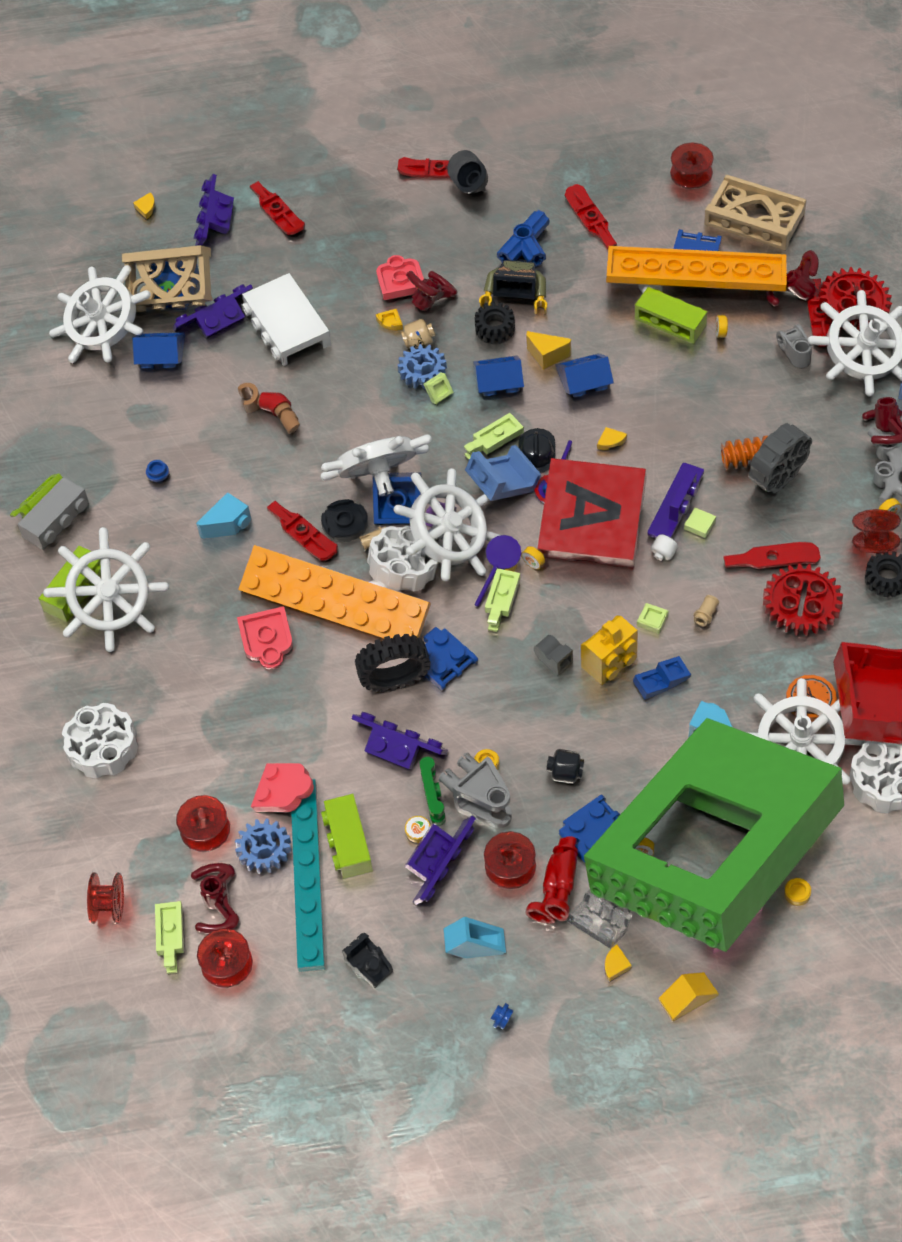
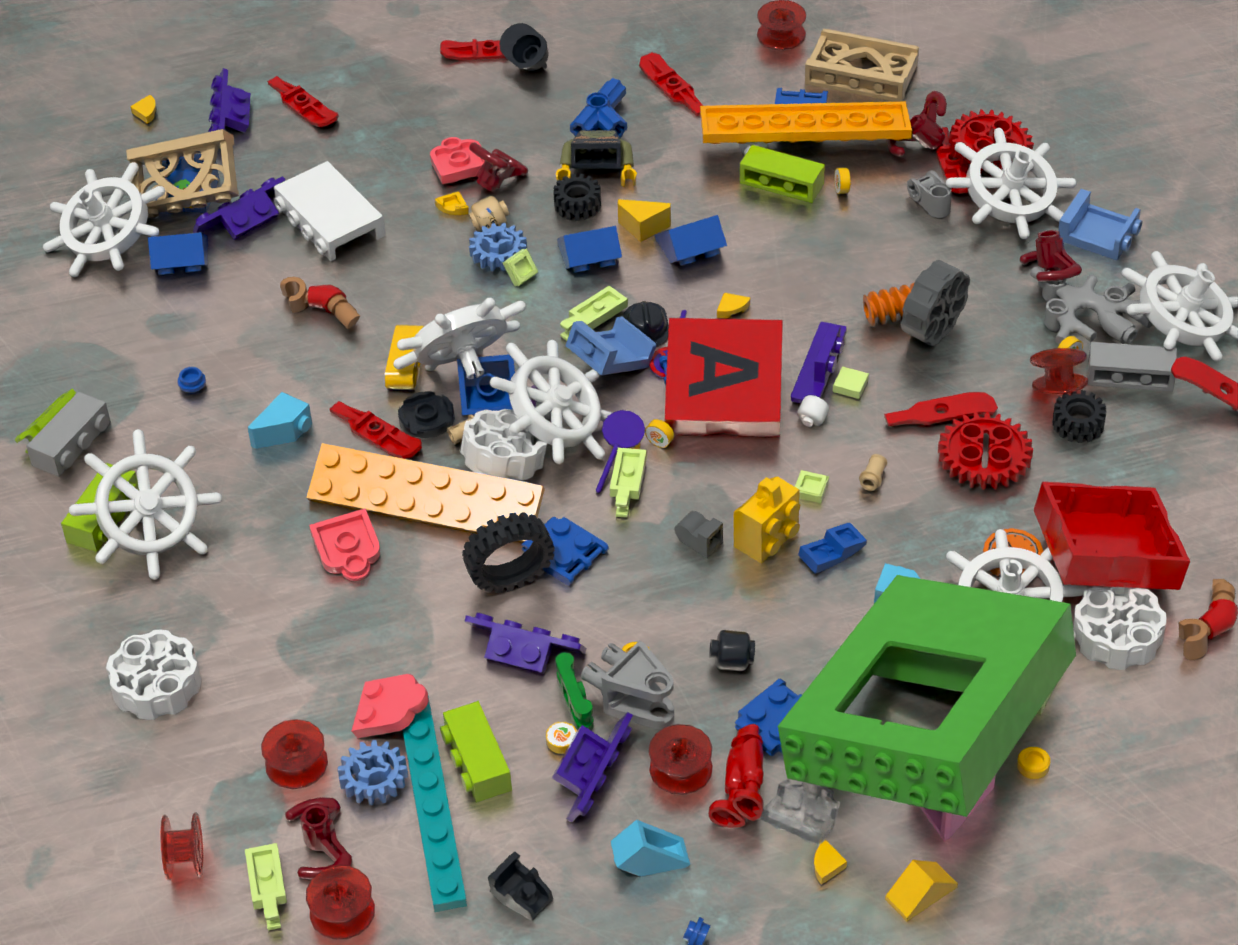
camera: 10 degrees left, 10 degrees down
(332, 450) = (407, 377): none -> yellow beam

